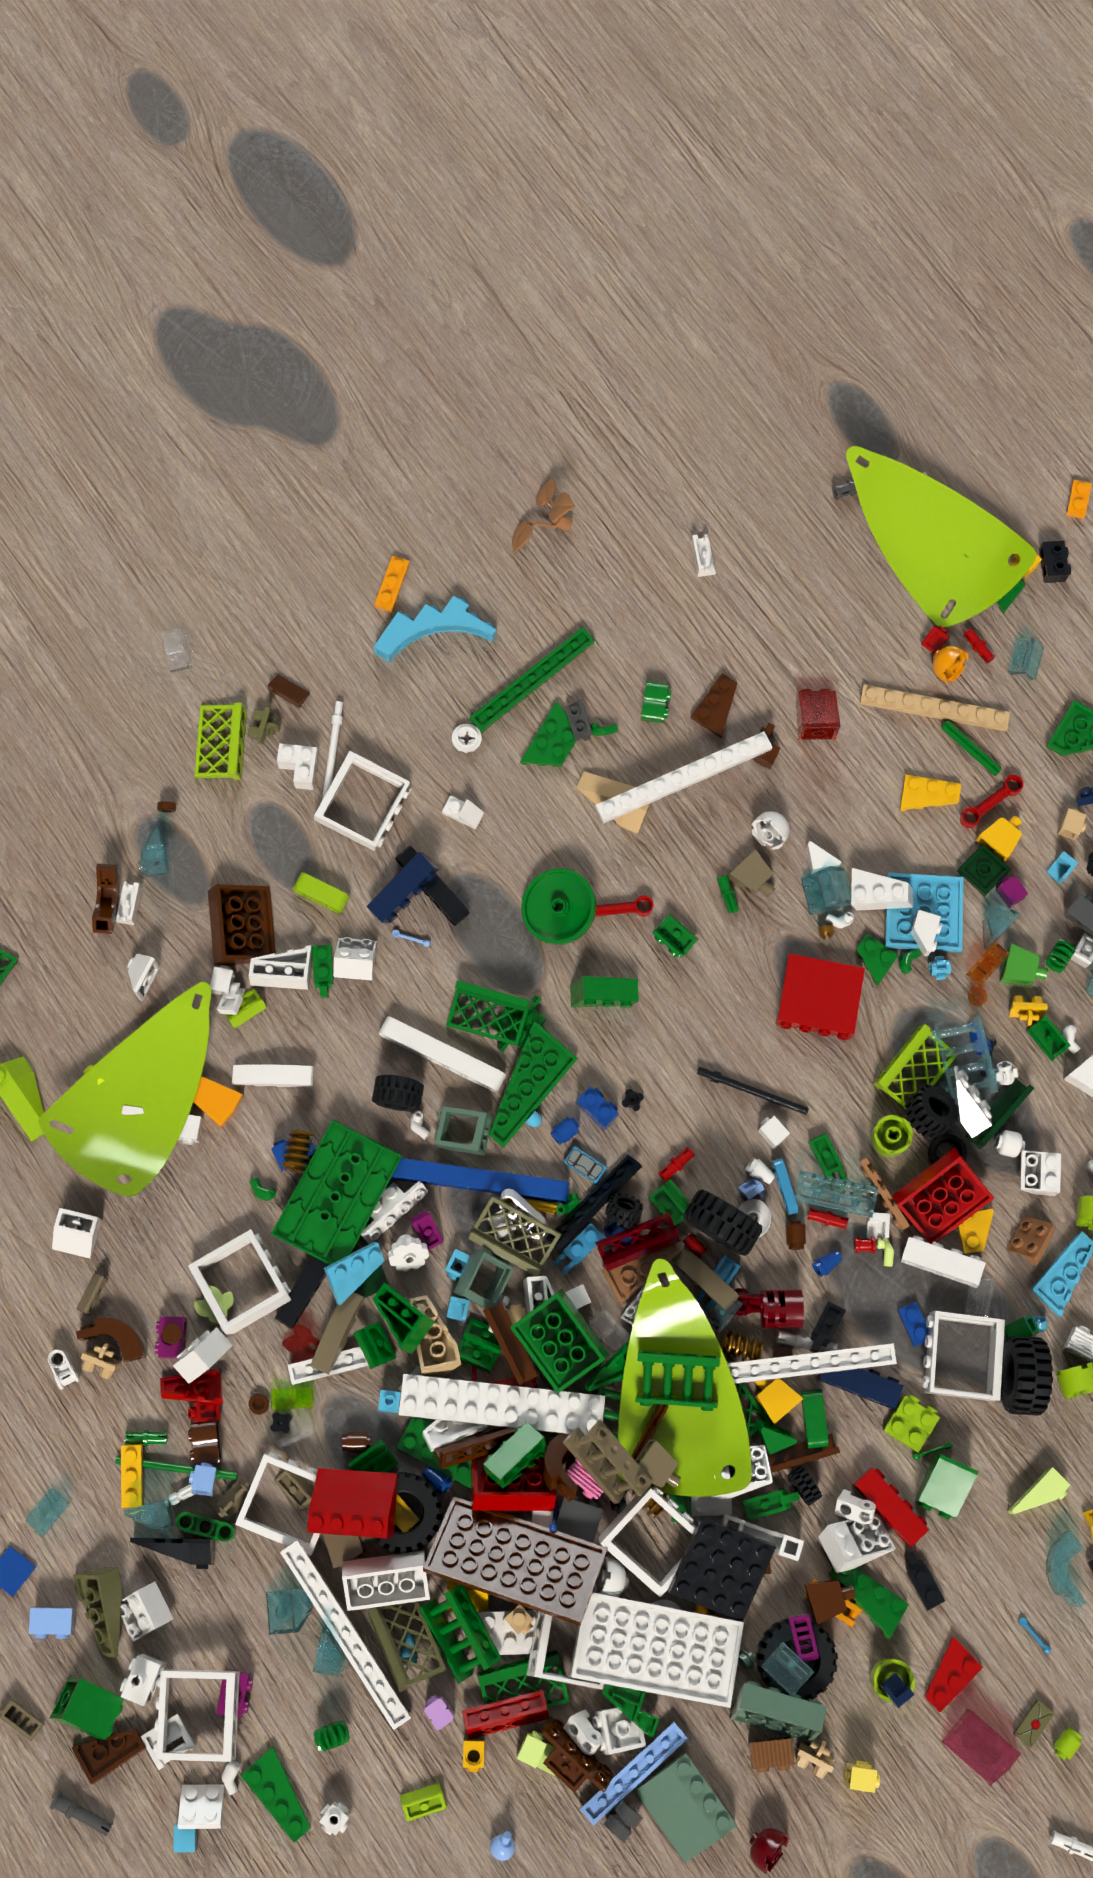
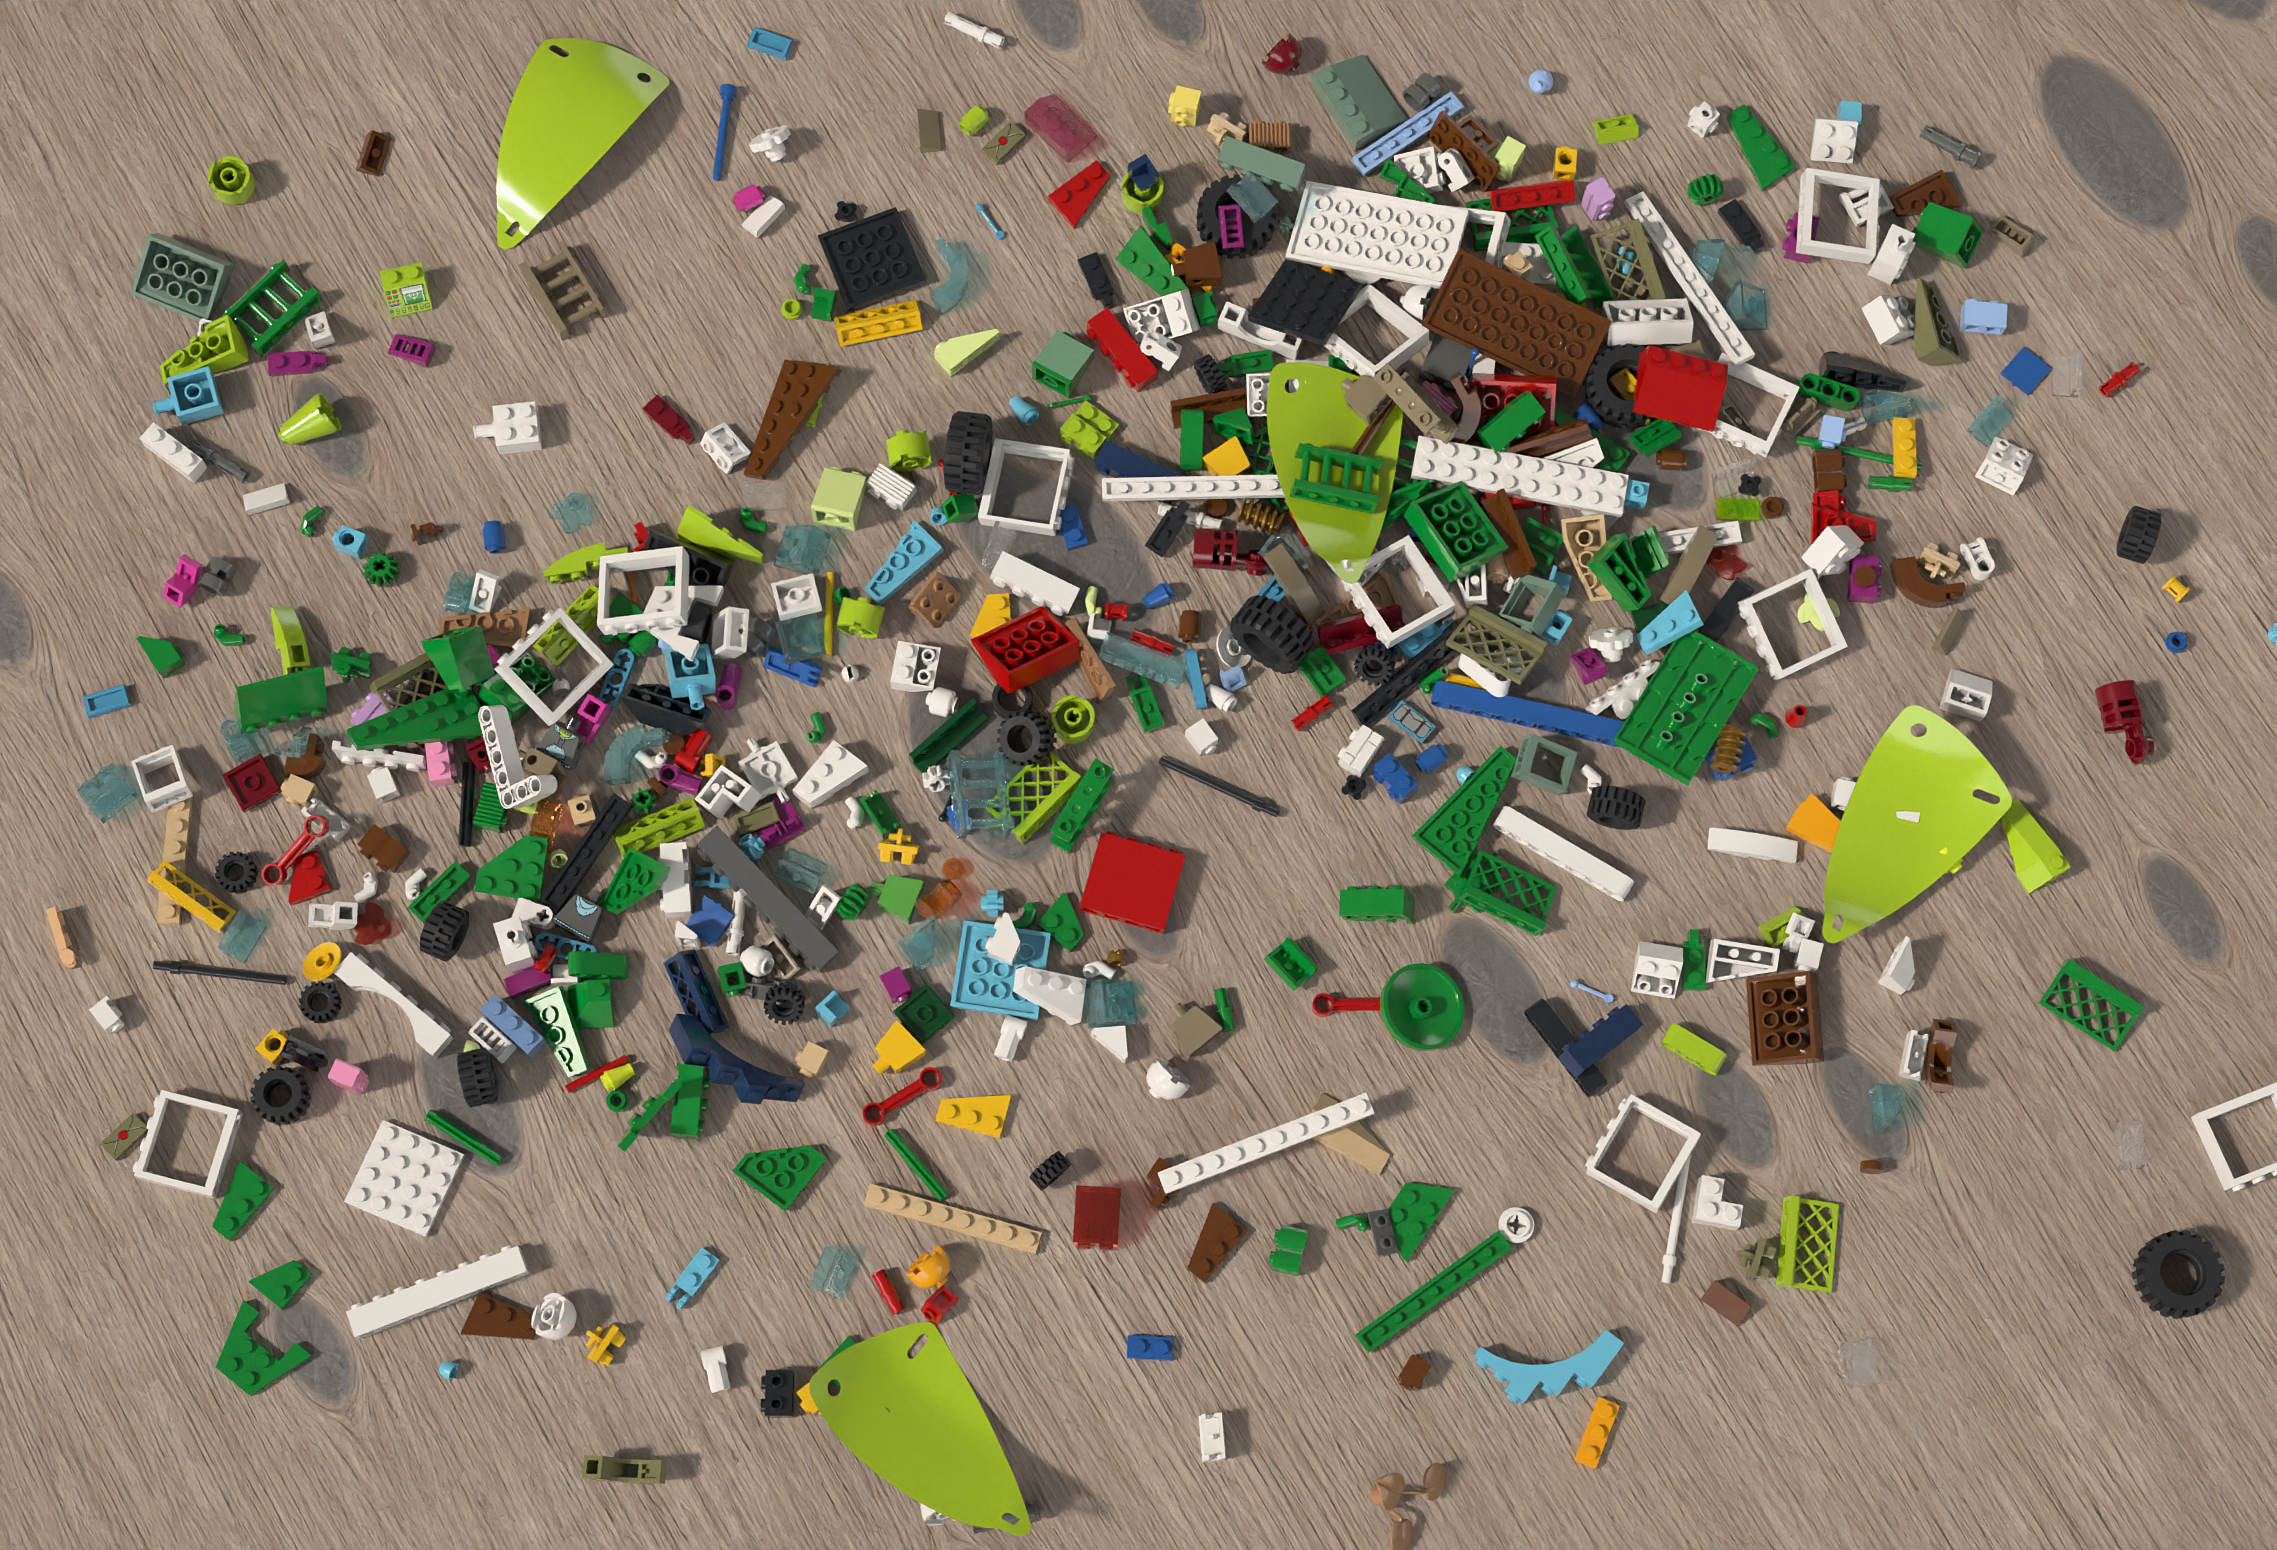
camera: 175 degrees left, 0 degrees up
(33, 1467) = (2004, 465): none -> white bracket
(229, 1775) = (1806, 162): white arm -> none
(238, 1202) = (1795, 720): none -> red cone
(293, 1703) = (1741, 225): none -> black hinge
(463, 812) = (1524, 1134): white slope -> none
(544, 615) = (1413, 1373): none -> reddish brown brick
(629, 1132) = (1360, 751): none -> white brick
(632, 1248) = (1427, 577): none -> white window
(760, 621) = (1149, 1348): none -> blue plate
(815, 1557) = (1205, 309): none -> green brick
(861, 746) = (1049, 1170): none -> black tyre
(868, 1636) = (1160, 231): none -> green slope
(874, 1054) = (1081, 806): none -> green fence
(907, 859) = (1012, 1032): none -> white piece
(972, 1110) = (983, 738): white slope -> none
(974, 1435) = (1025, 412): none -> medium azure cone
(1078, 499) = (732, 1480): light orange plate -> none

